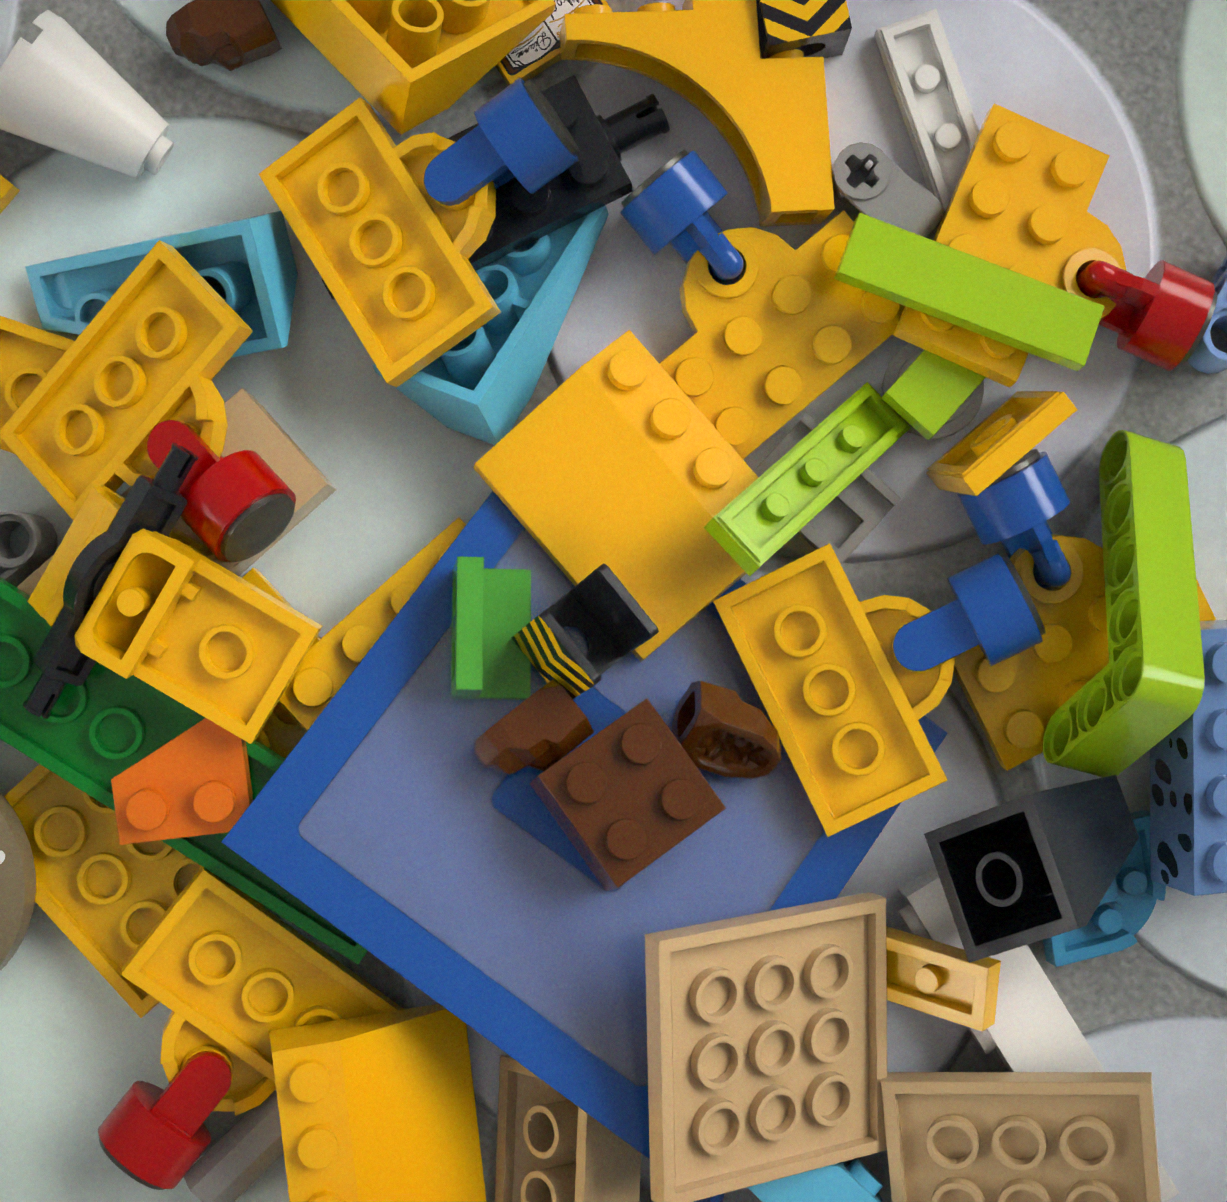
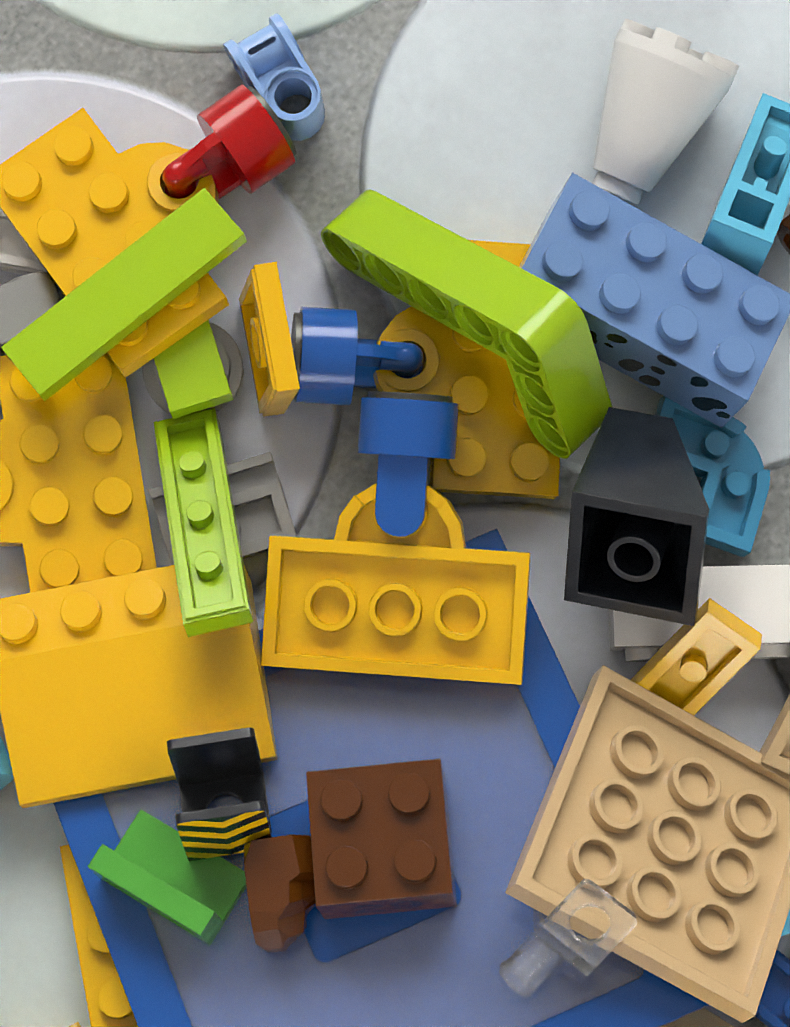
camera: 55 degrees left, 5 degrees down
(629, 1000) = (556, 941): none -> clear bracket
(725, 733) = (380, 720): reddish brown rock -> none

